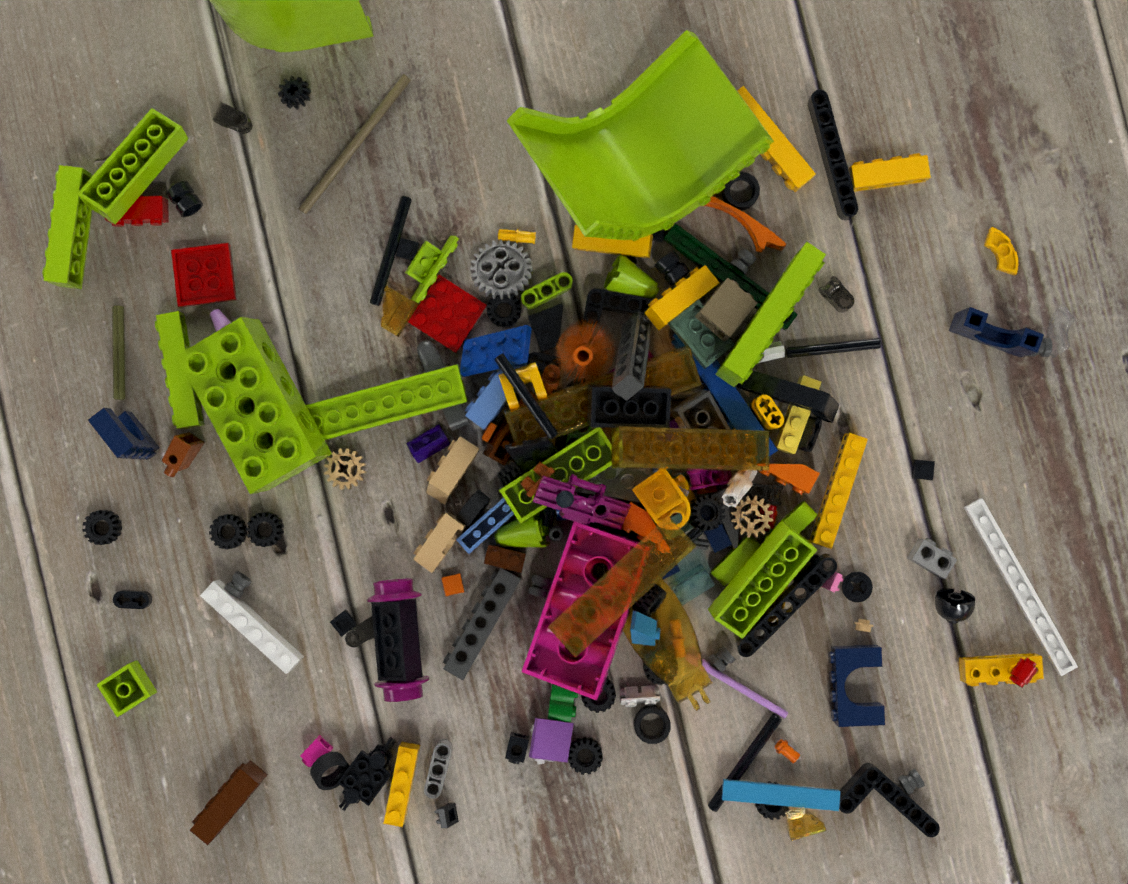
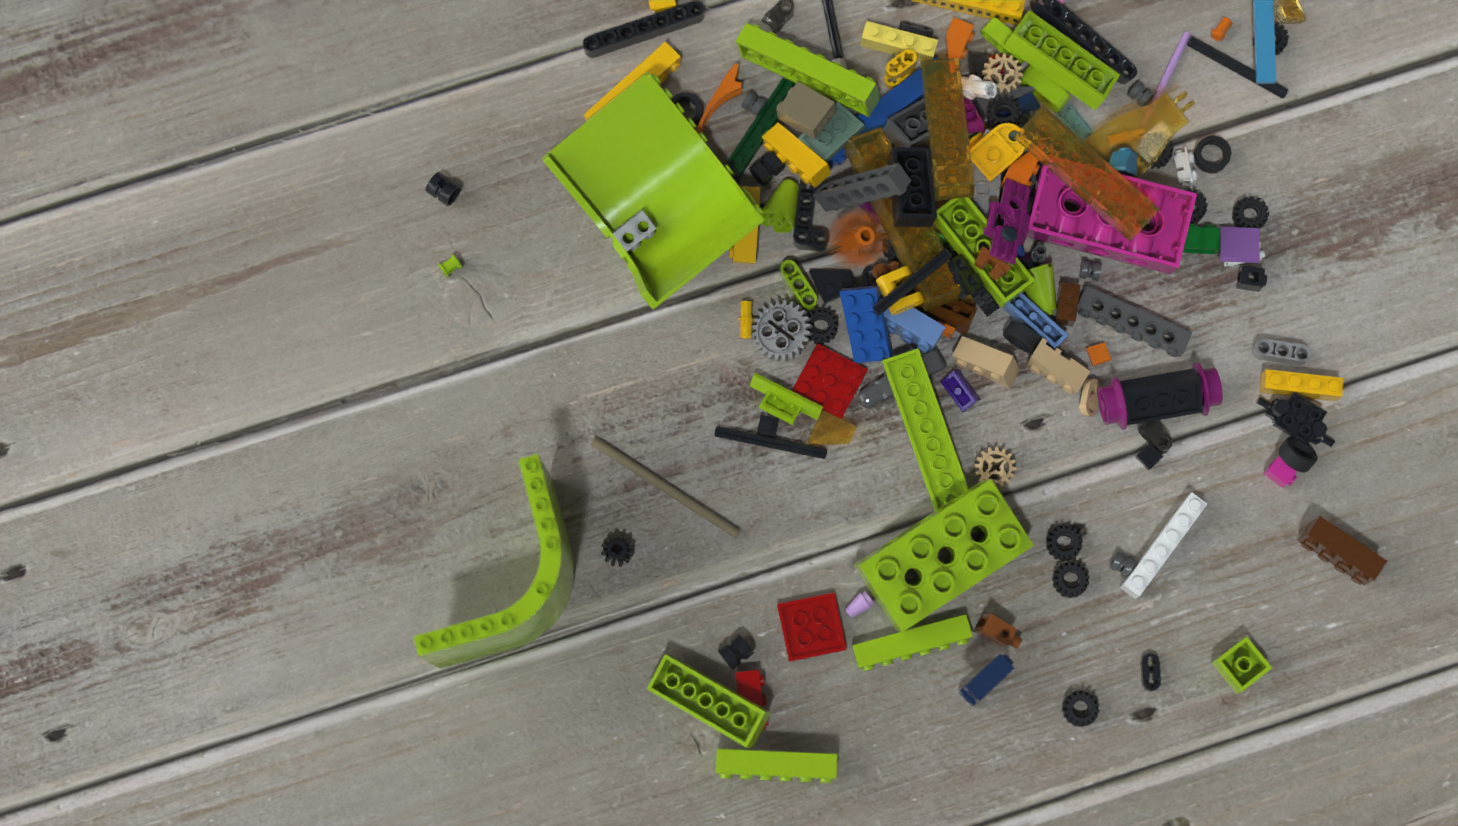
camera: 85 degrees left, 10 degrees down
(118, 352) = (898, 709): olive axle -> none
(231, 118) = (647, 616): clear smoke piece -> none
(405, 569) = (1089, 398): none -> tan plate
(447, 815) = (1325, 339): black tile -> none
(617, 126) = (631, 226): none -> light grey brick
(788, 392) = (887, 22): black beam -> none

